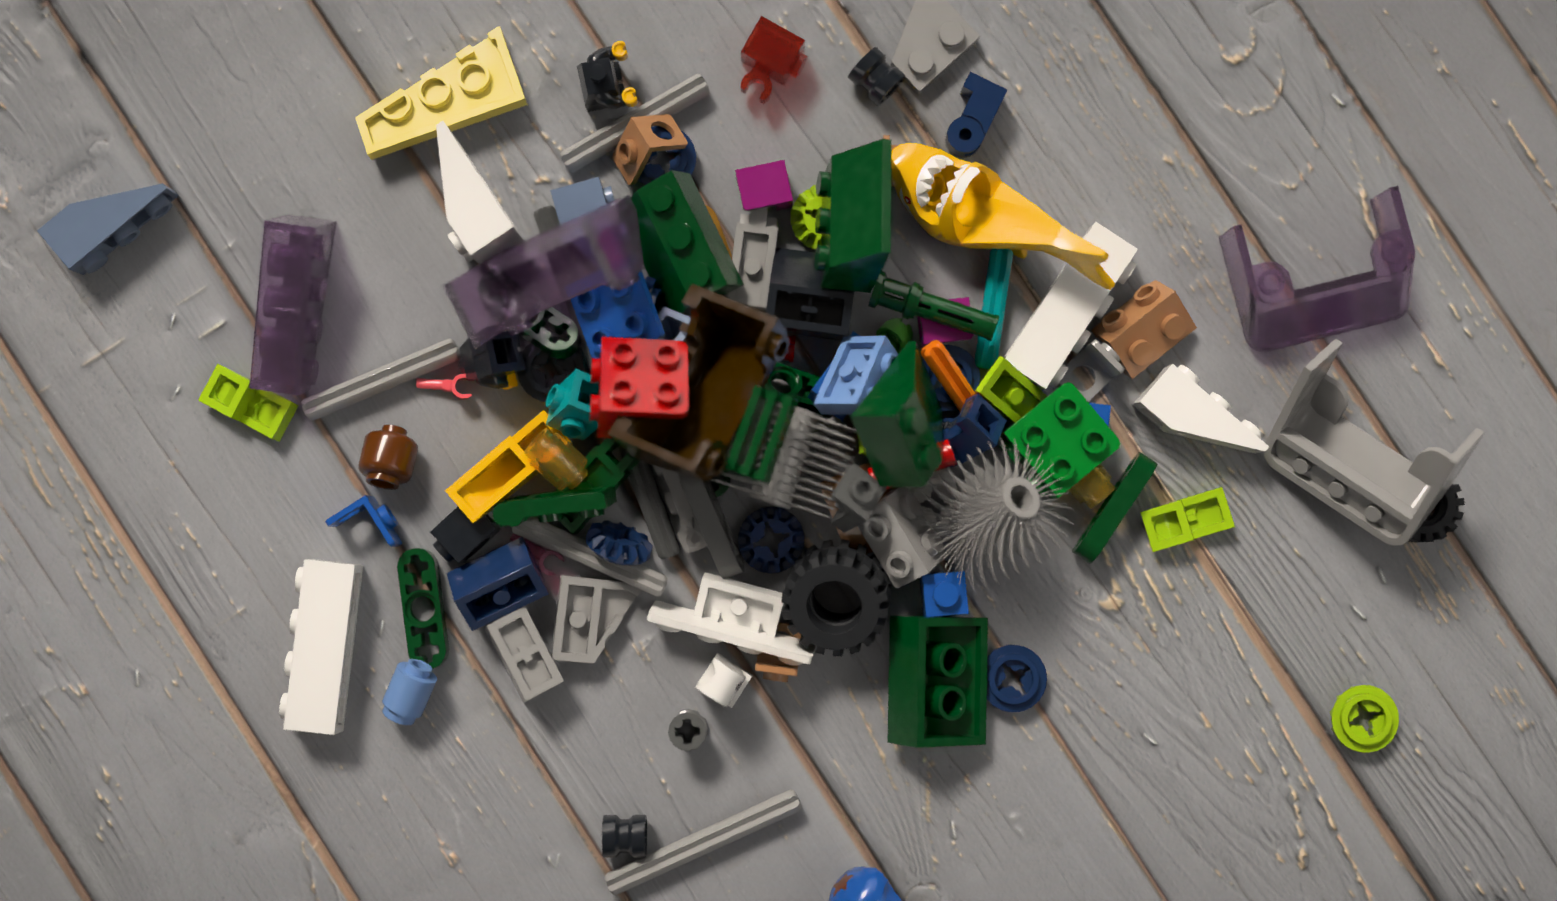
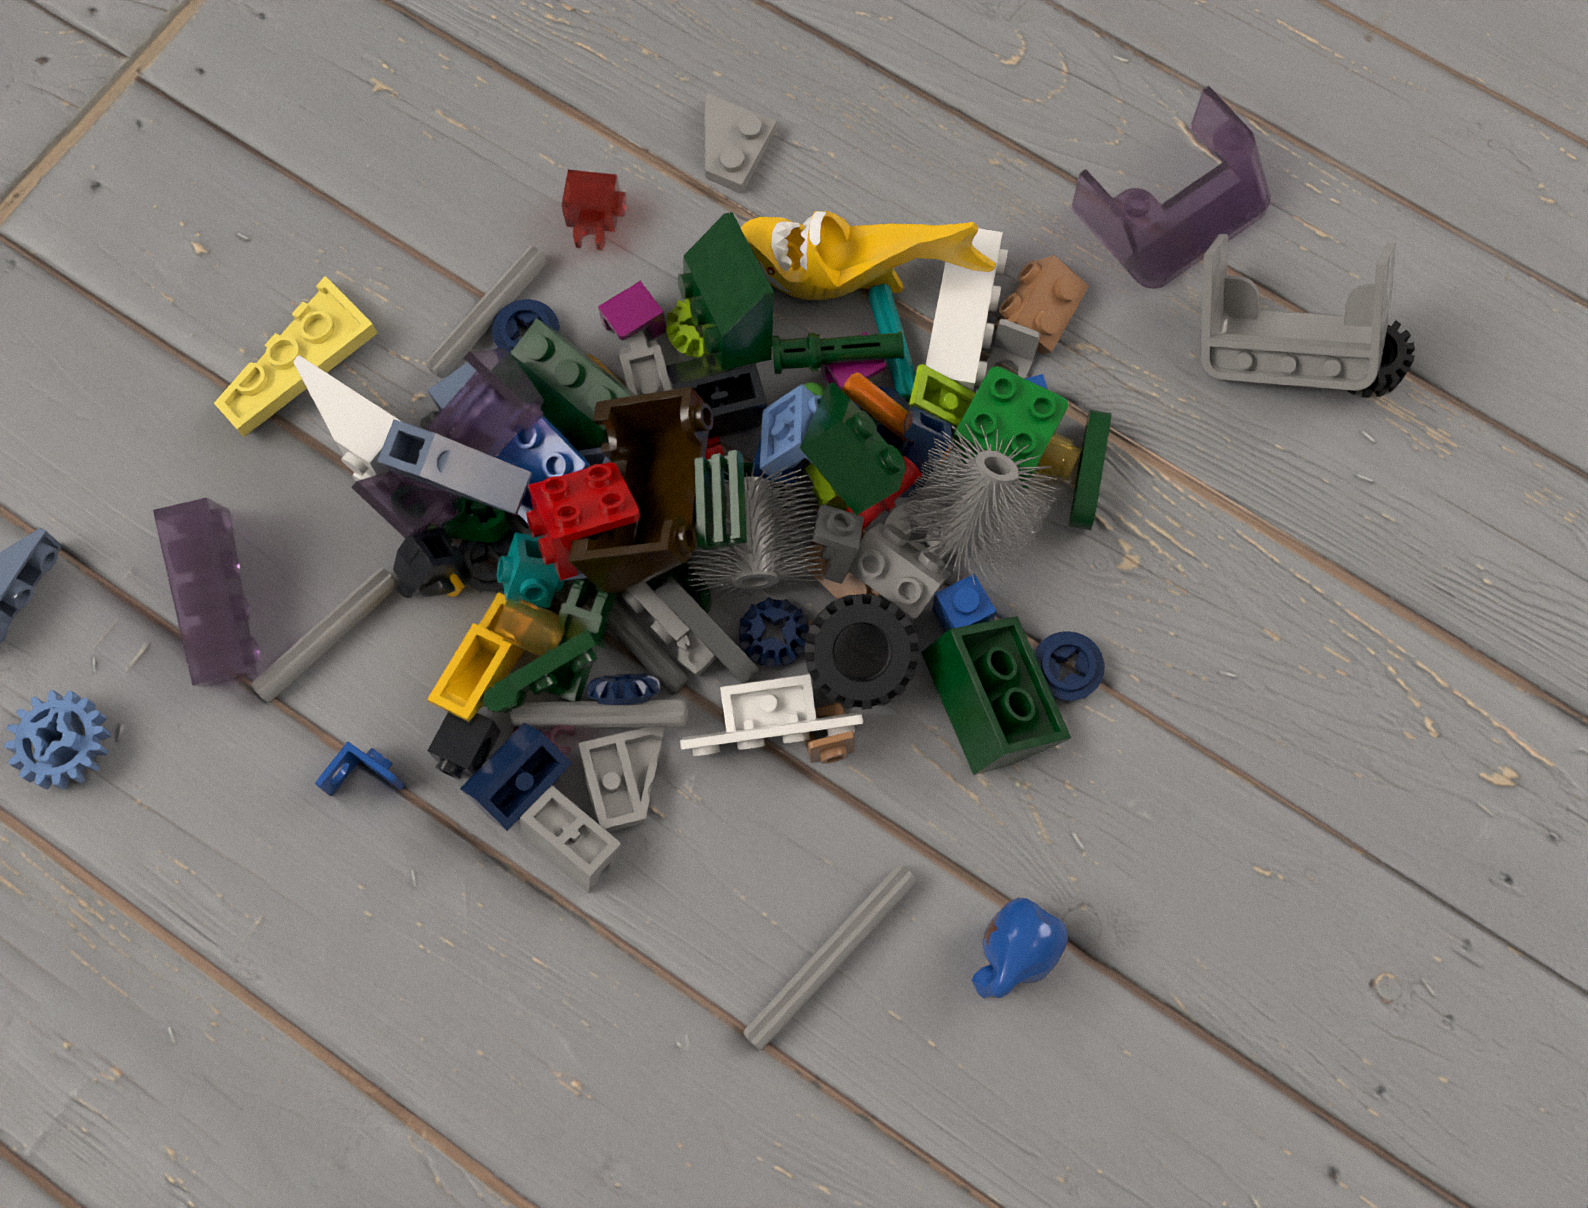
camera: 20 degrees left, 15 degrees down
(108, 394) = (63, 758): none -> medium blue gear
(256, 408) = (197, 708): lime slope -> none
(322, 646) = (357, 916): white brick -> none
(388, 457) = (358, 702): reddish brown head -> none
(408, 691) = (464, 923): medium blue brick -> none
(410, 621) = (423, 815): dark green beam -> none
(445, 385) = (396, 613): coral hand -> none
(541, 294) = (453, 467): none -> sand blue slope
(601, 79) = (440, 284): black piece -> none
(624, 836) = (747, 980): black wheel -> none
(640, 141) = (497, 315): medium nougat bracket -> none
(678, 739) = (775, 833): dark grey bush -> none
(723, 681) = (783, 780): white leg -> none
(876, 76) = (696, 186): black wheel -> none
(969, 130) = (803, 170): dark blue leg -> none
(1186, 410) = (1121, 358): white slope -> none
(1187, 519) = (1164, 454): lime slope -> none
(1381, 727) = (1417, 548): lime gear -> none

